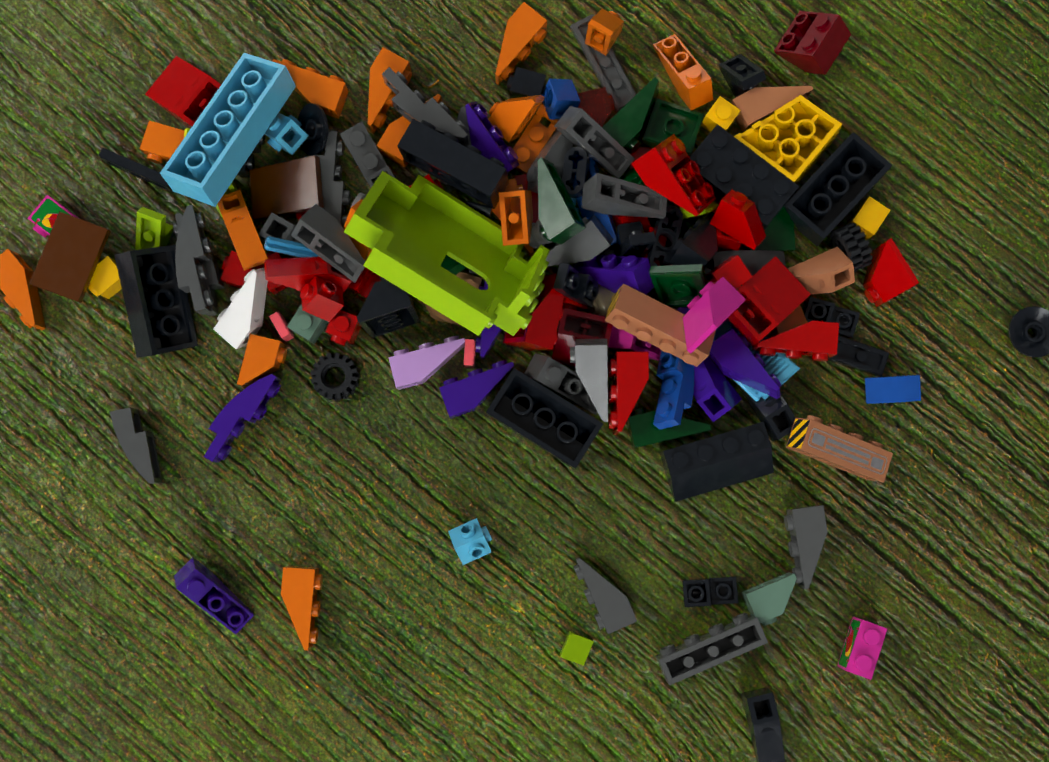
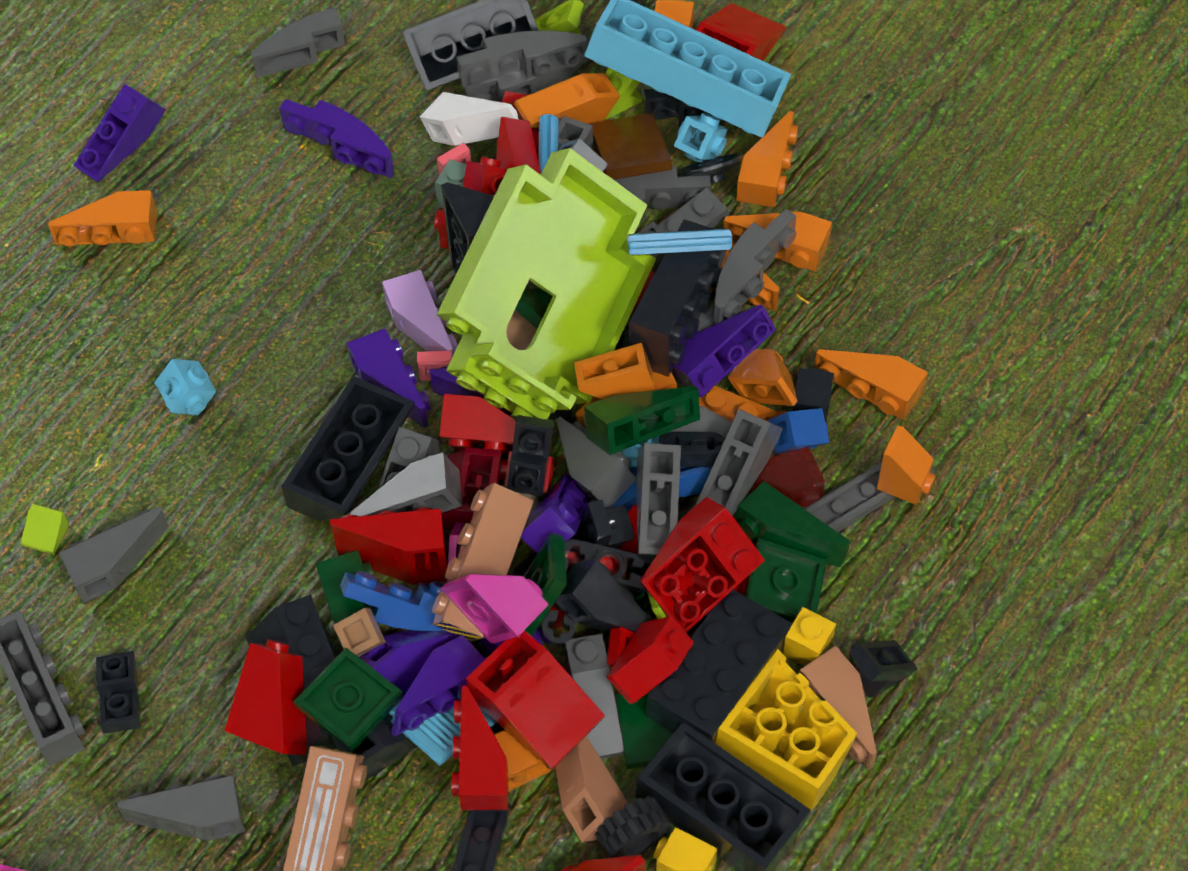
camera: 90 degrees right, 25 degrees down
(261, 359) = (412, 146): orange slope -> none
(321, 369) = (395, 241): black tyre -> none
(424, 149) = (679, 241): none -> dark azure axle
(685, 72) = (869, 589): orange slope -> none
(702, 416) = (359, 632): none -> medium nougat plate
(732, 270) = (561, 637): red brick -> none
(743, 481) = (265, 697): none -> red slope
(753, 426) = (348, 699): none -> dark green tile
(769, 598) = (103, 763): sand green slope -> none
(813, 41) = (951, 760): dark red slope -> none
(827, 312) = (528, 825): black slope -> none

